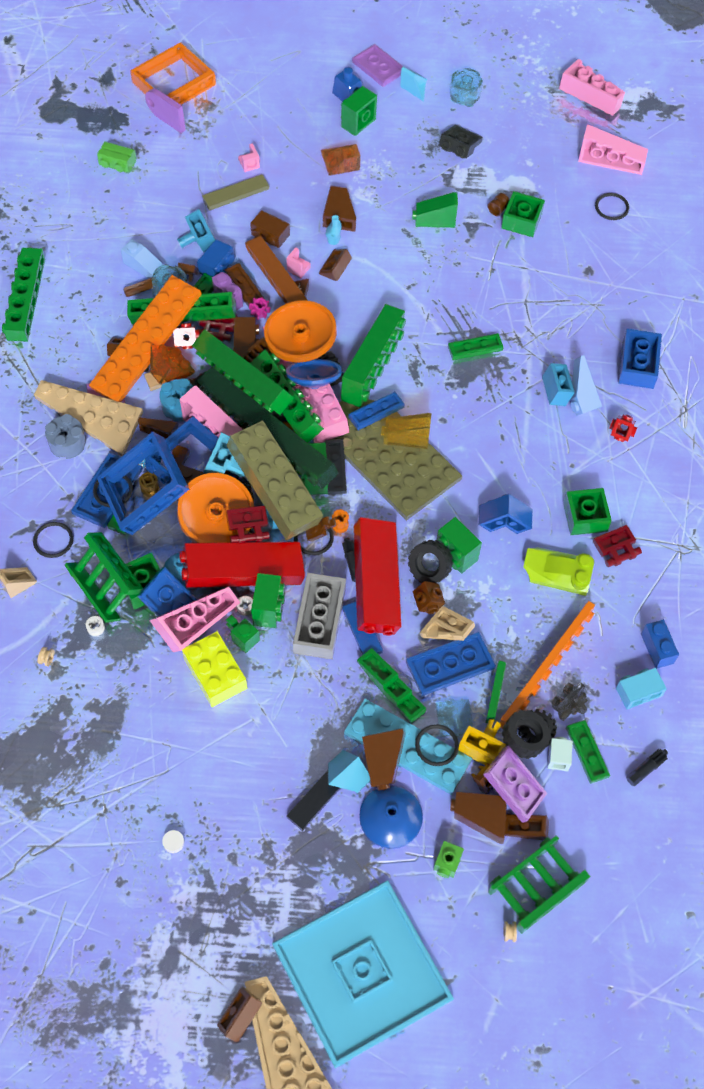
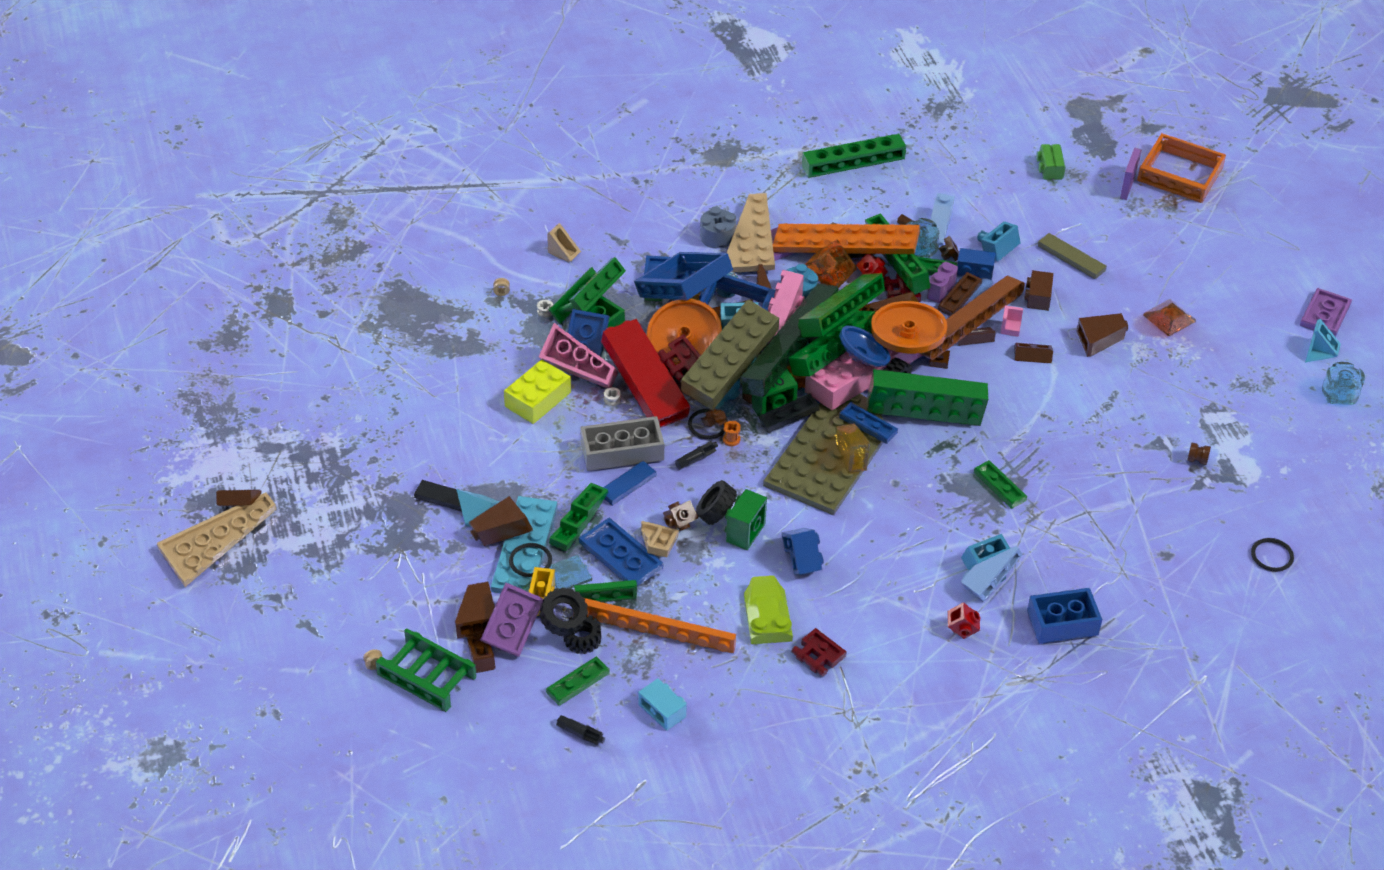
camera: 70 degrees right, 15 degrees down
(57, 554) = (620, 247): black tyre -> none
(173, 841) = (371, 417): white tile -> none
(243, 633) = (580, 400): green brick -> none
(251, 160) = (1117, 252): bright pink panel -> none
(259, 303) = (941, 306): dark pink gear -> none
(268, 600) = (617, 400): green brick -> none
(333, 231) = (1069, 336): medium azure piece -> none
(345, 84) = (1269, 284): blue torso -> none
(358, 110) = (1237, 306): green brick -> none
(362, 973) = (303, 571): medium azure tile -> none
(377, 576) = (683, 471): red brick -> none
(386, 829) = (451, 553): blue dish -> none
(437, 211) = (1149, 405): slope -> none
(448, 860) = (423, 598): bright green brick -> none
(459, 141) = (1263, 399): pearl dark grey plate -> none
(523, 214) = (1195, 473): green brick -> none
(560, 754) = (561, 652): light aqua brick -> none
(572, 703) = (622, 652): clear smoke hips -> none
(587, 511) = (842, 612): green brick -> none
(612, 151) = (1344, 528): bright pink wedge -> none
(659, 644) = (719, 707): blue brick -> none

